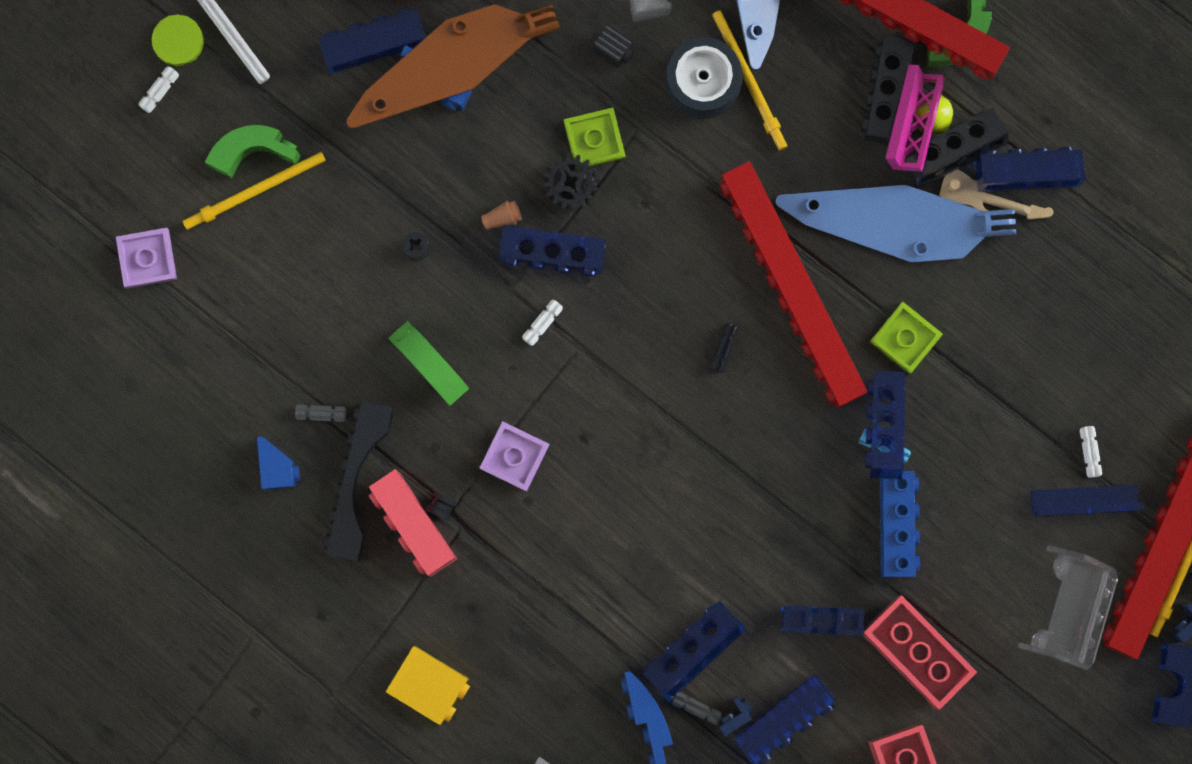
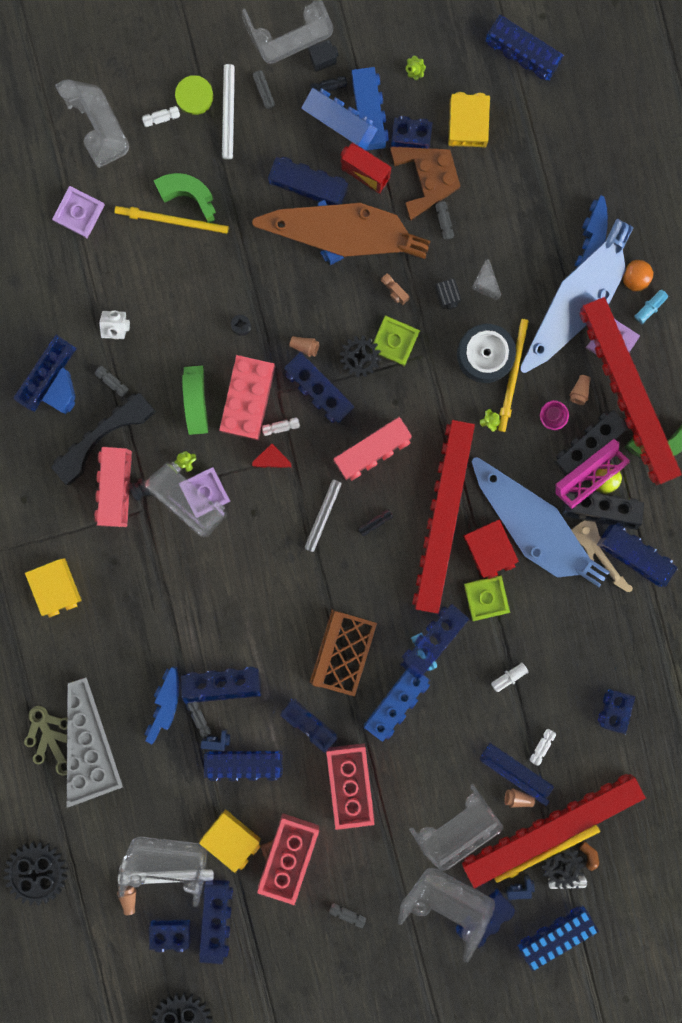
camera: 40 degrees right, 5 degrees up
(123, 156) = (107, 139): none -> clear windscreen
(242, 457) = (44, 373): none -> clear blue brick
(278, 349) = (114, 324): none -> white brick
(467, 437) = (185, 460): none -> lime plant
(483, 318) = (247, 397): none -> coral brick
(501, 474) = (185, 499): none -> clear windscreen
(559, 85) = (398, 293): none -> nougat plate
(560, 362) = (272, 458): none -> red slope
(660, 270) = (373, 448): none -> coral brick
(661, 383) = (323, 515): none -> light grey axle
(762, 145) = (491, 420): none -> lime plant
(779, 527) = (327, 647): none -> dark orange fence
(826, 88) = (554, 415): none -> dark pink hair
(834, 43) = (580, 392): none -> nougat cone
(870, 281) = (491, 549): none -> red brick
(997, 403) = (509, 677): none -> white axle
(1109, 527) = (516, 798): none -> nougat cone
(1126, 691) = (453, 900): none -> clear windscreen
(1145, 349) = (622, 711): none -> clear blue brick

